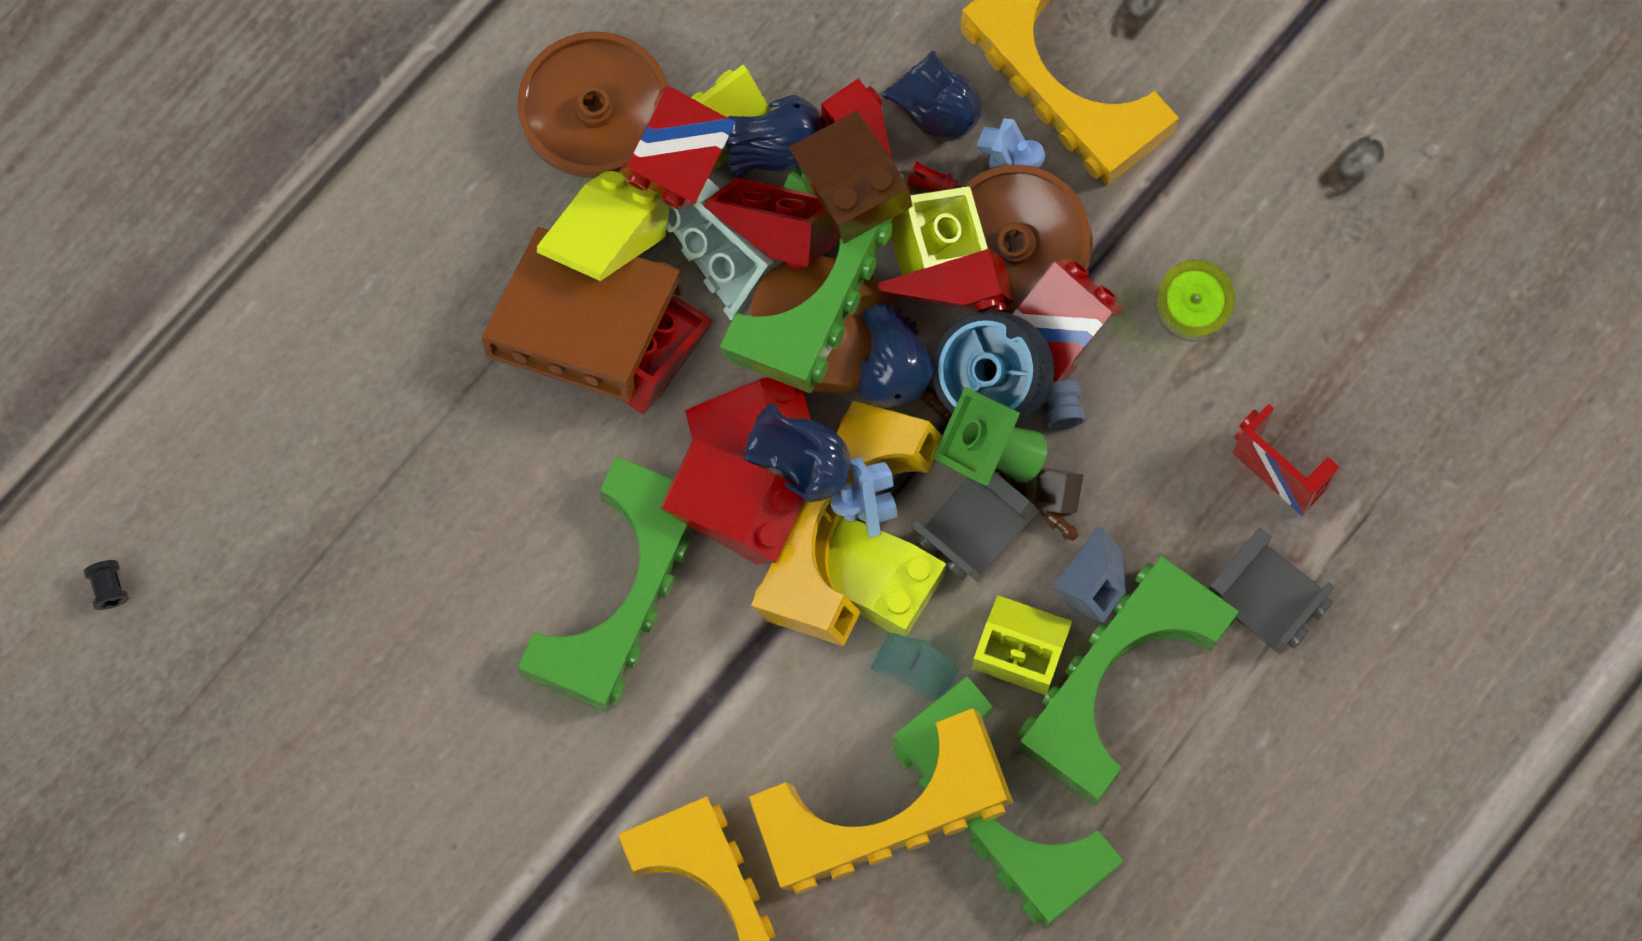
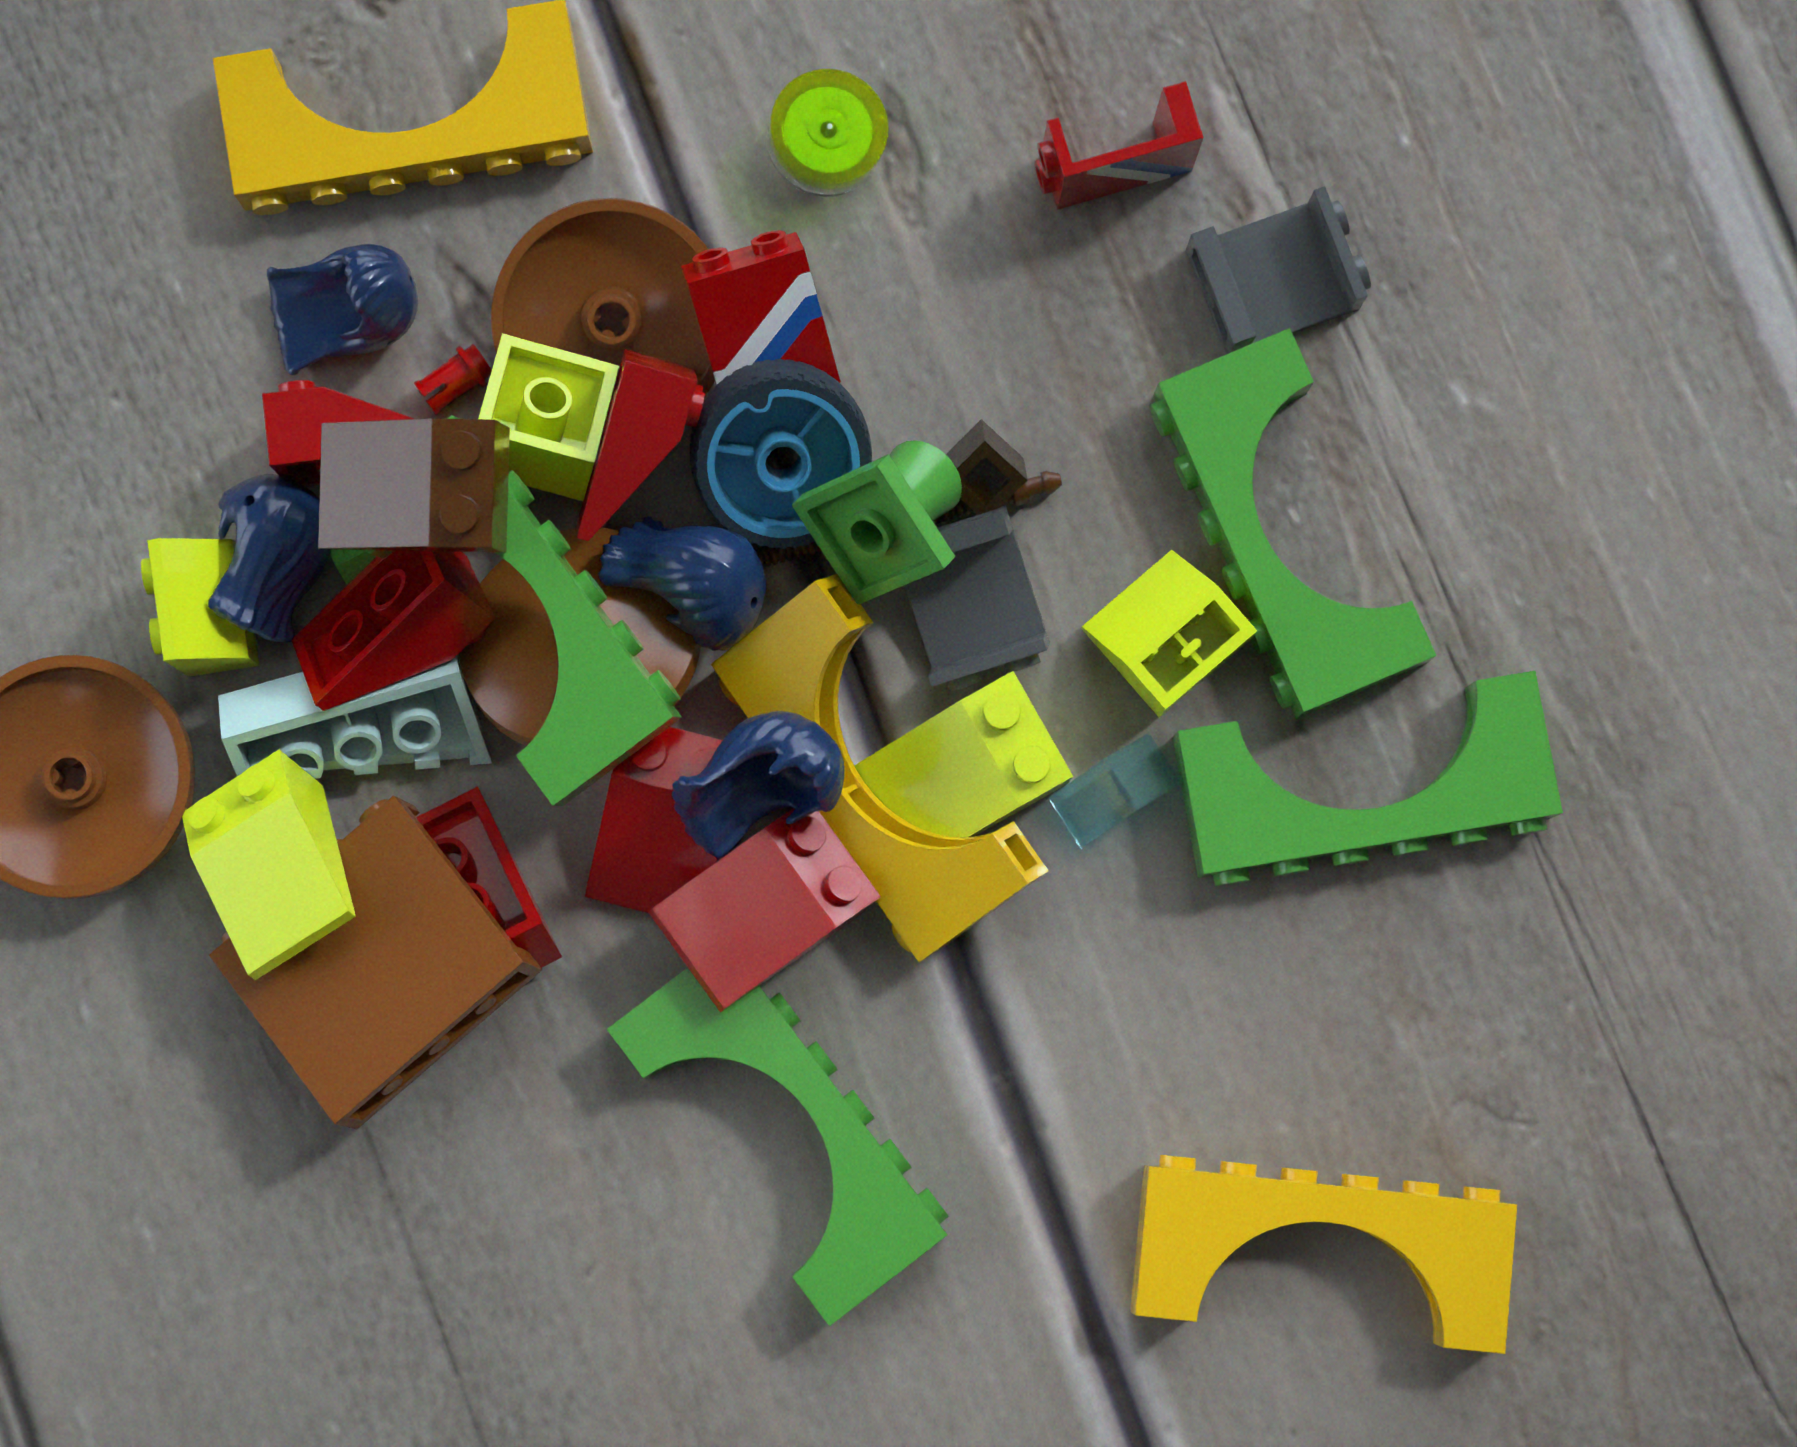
camera: 65 degrees left, 10 degrees up
(677, 148) = (224, 700): panel -> none
(862, 498) = (863, 721): light blue hips -> none
(962, 789) = (1291, 1063): yellow arch -> none
(1009, 146) = (478, 248): light blue hips -> none
(1064, 405) = (875, 388): sand blue wheel -> none
(1094, 578) = (1134, 487): sand blue slope -> none

